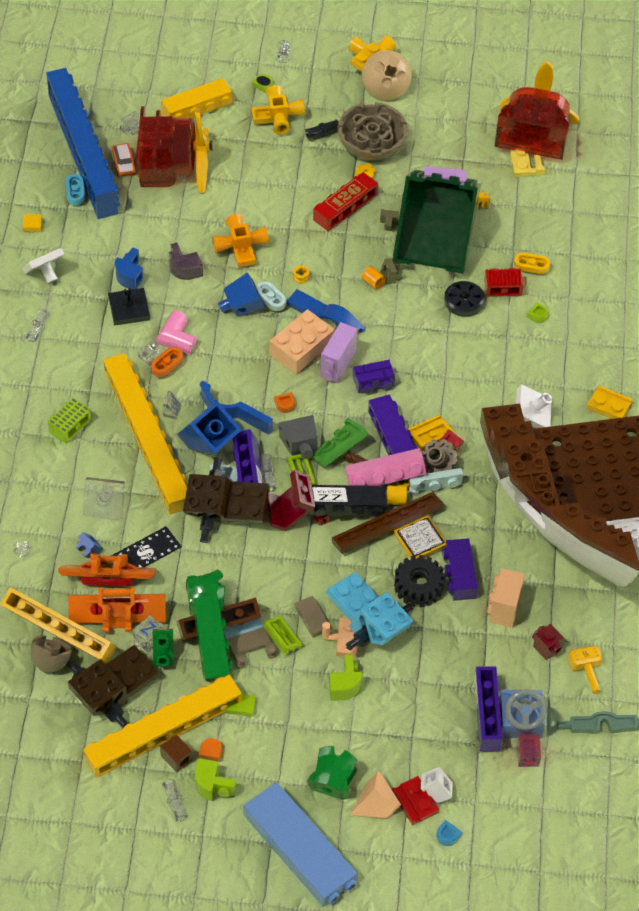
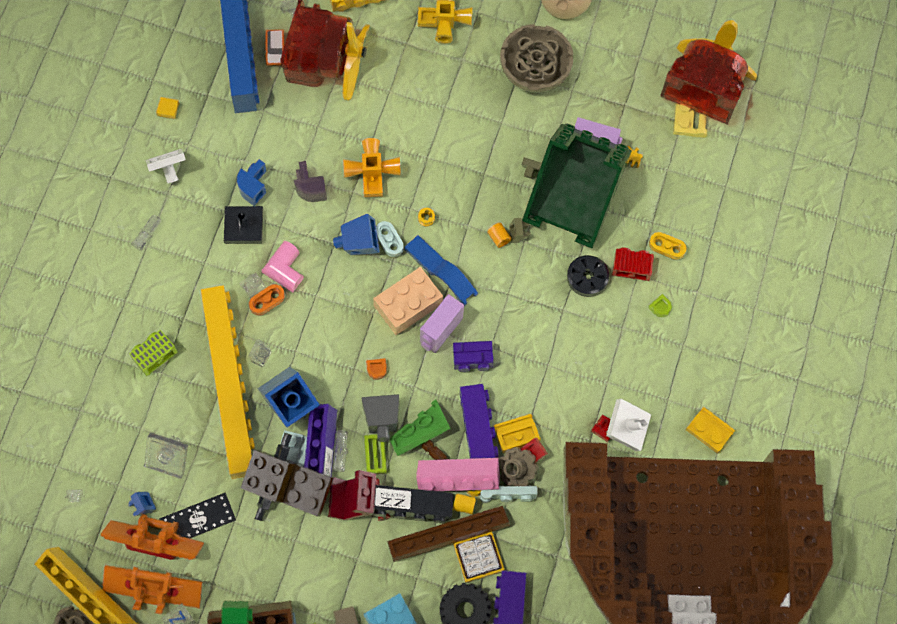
camera: 10 degrees right, 15 degrees up
(75, 189) = (218, 77): medium azure plate -> none
(203, 586) = (245, 585): green piece -> none
(240, 410) = (327, 371): blue piece -> none
(322, 129) = (486, 45): black pin -> none
(345, 201) = (490, 137): red brick -> none
(367, 168) = (523, 99): yellow plant -> none

